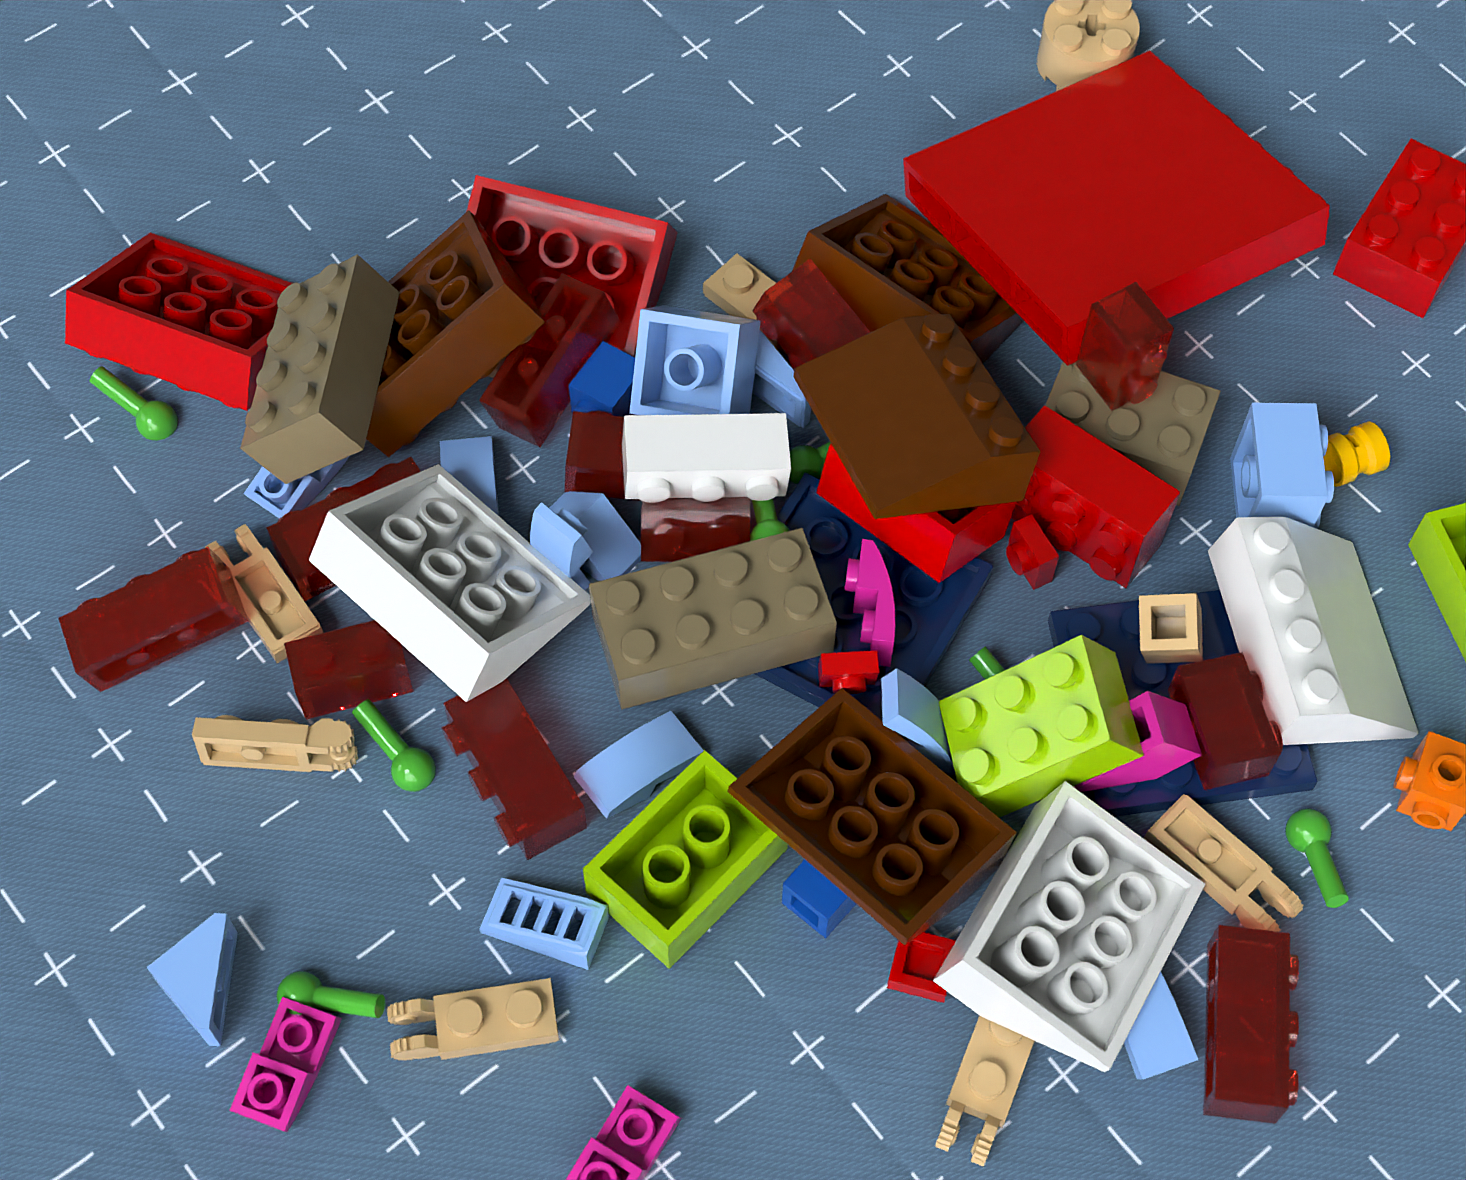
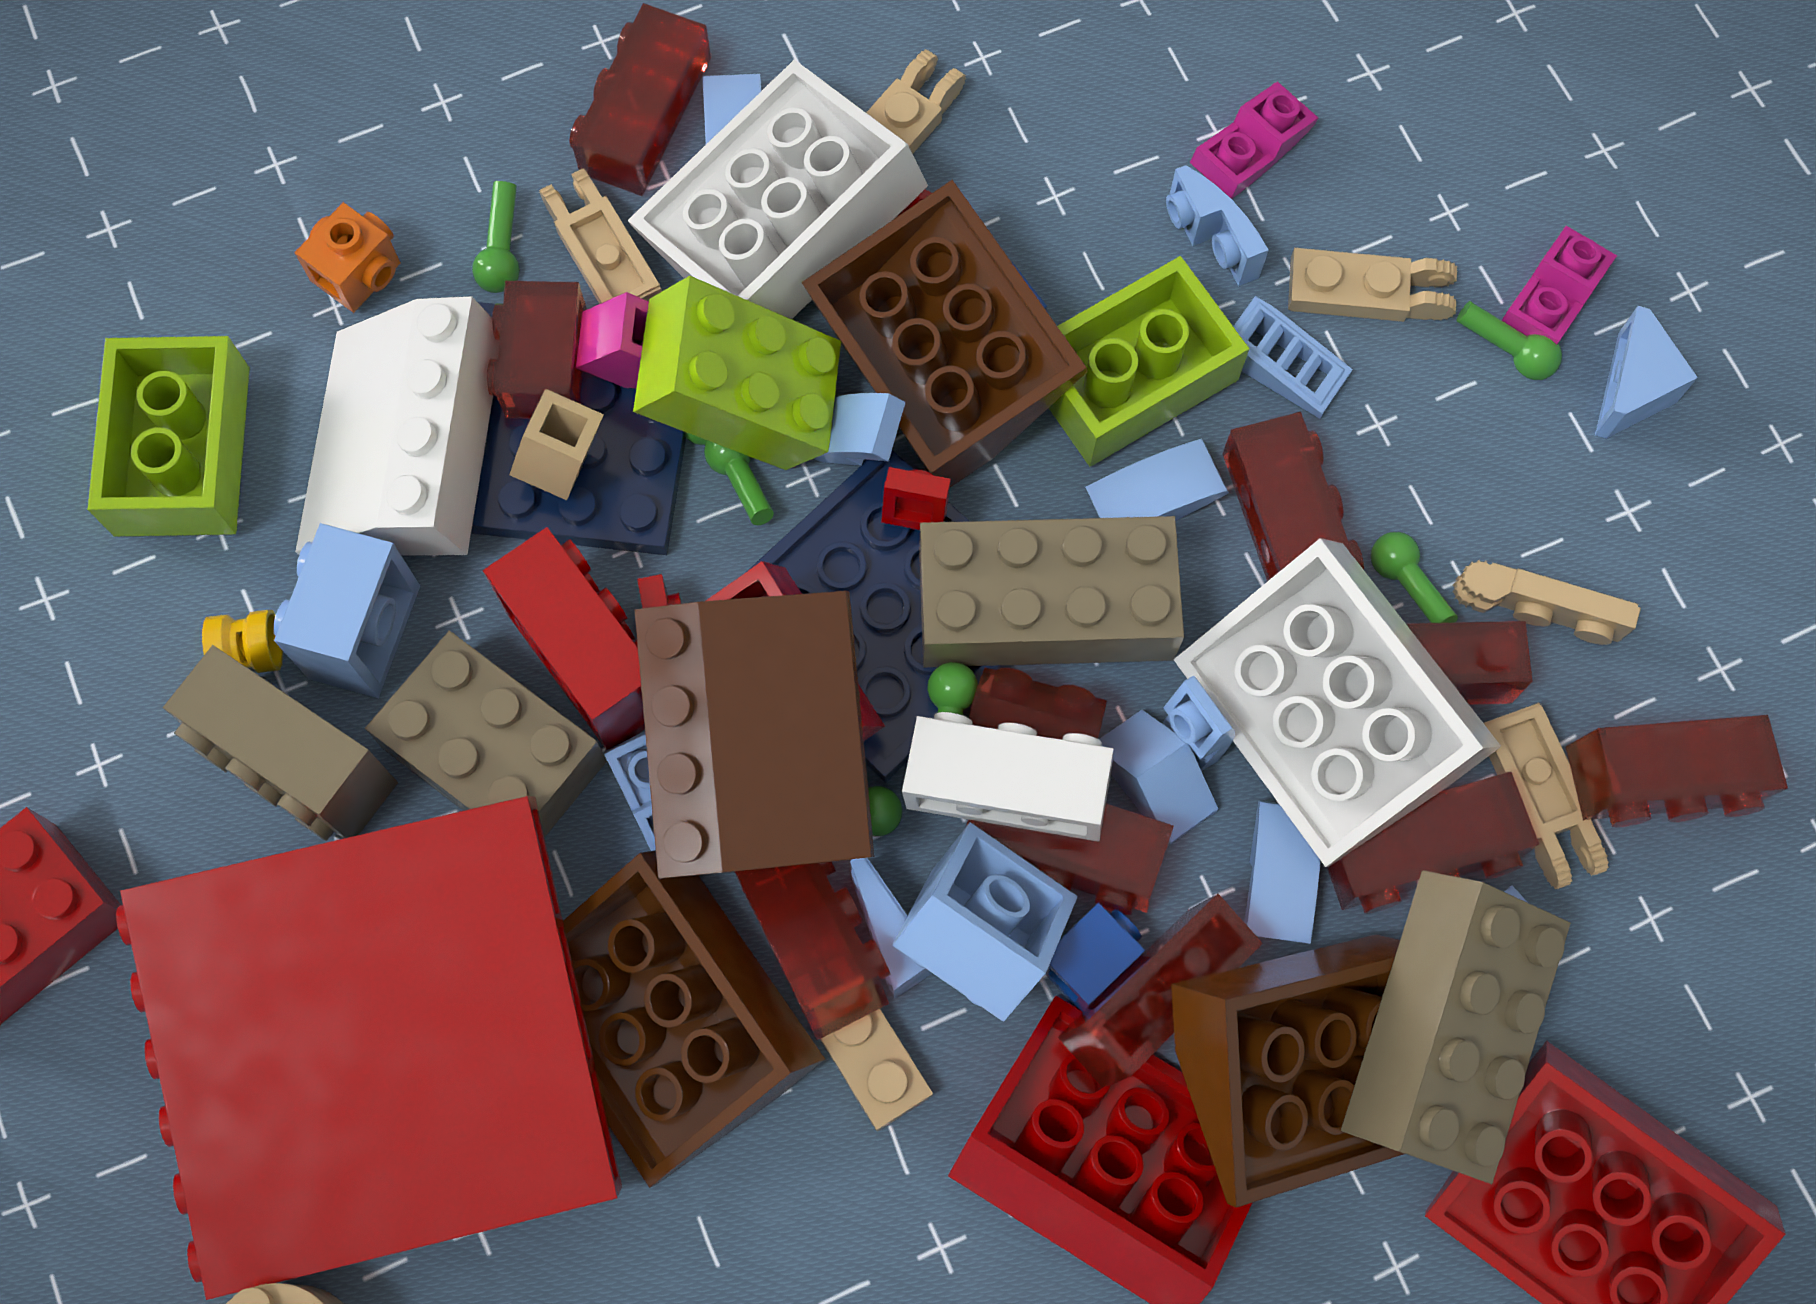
camera: 165 degrees left, 10 degrees up
(153, 418) = (1660, 1081): bright green bar -> none
(652, 1044) = (1211, 214): none -> light blue slope
(873, 599) = (865, 581): dark pink slope -> none
(1124, 346) = (469, 747): clear red brick -> none
(1280, 360) = (278, 747): none -> dark tan brick

